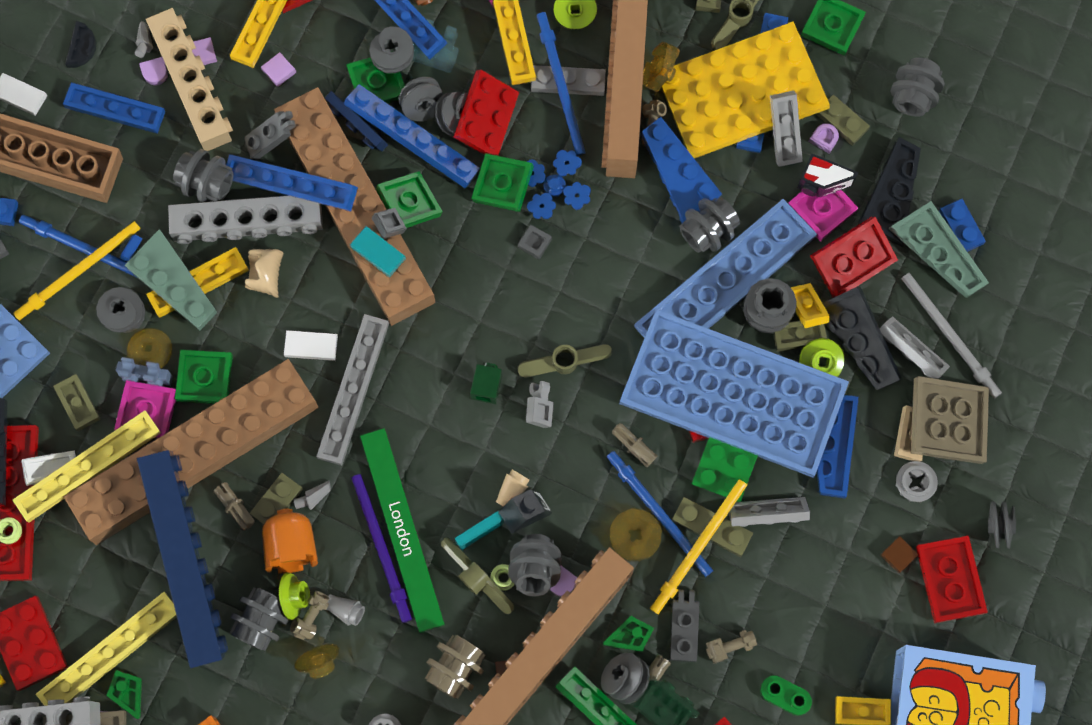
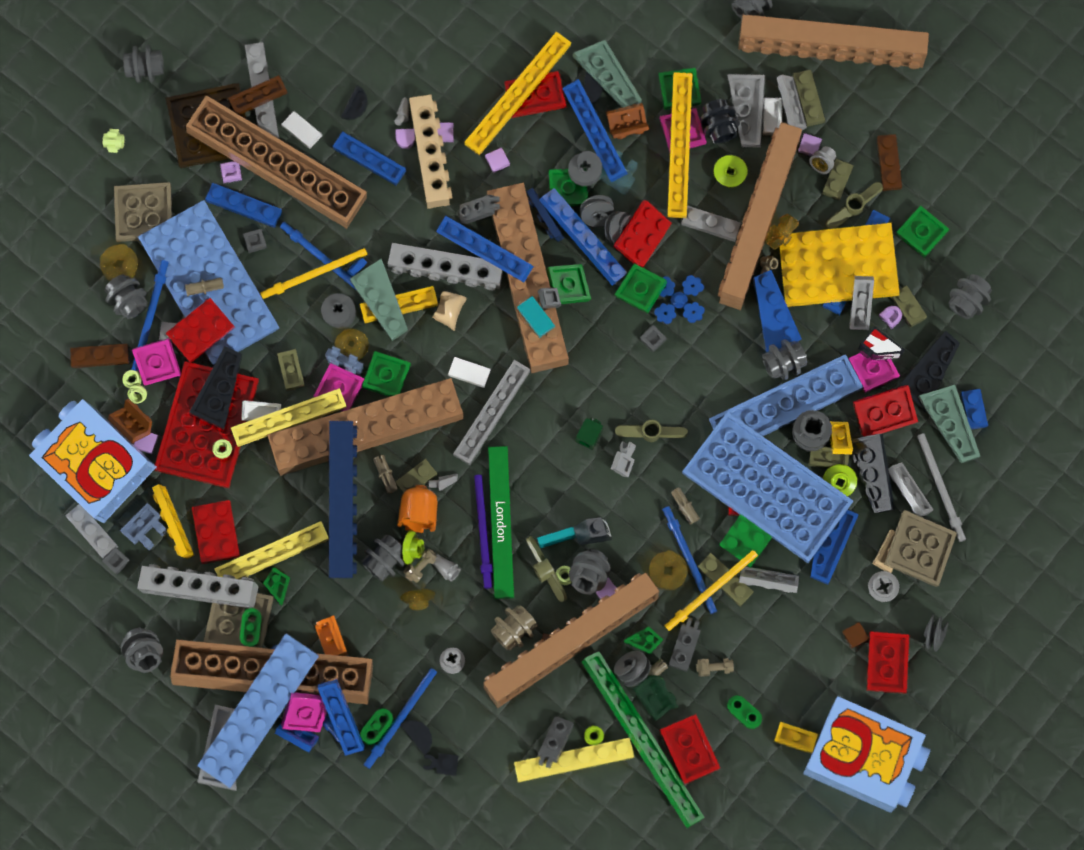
camera: 15 degrees right, 0 degrees up
(201, 175) = (425, 229): dark grey piece -> none
(512, 486) = (589, 511): tan cone -> none
(548, 37) = (703, 188): blue bar -> none

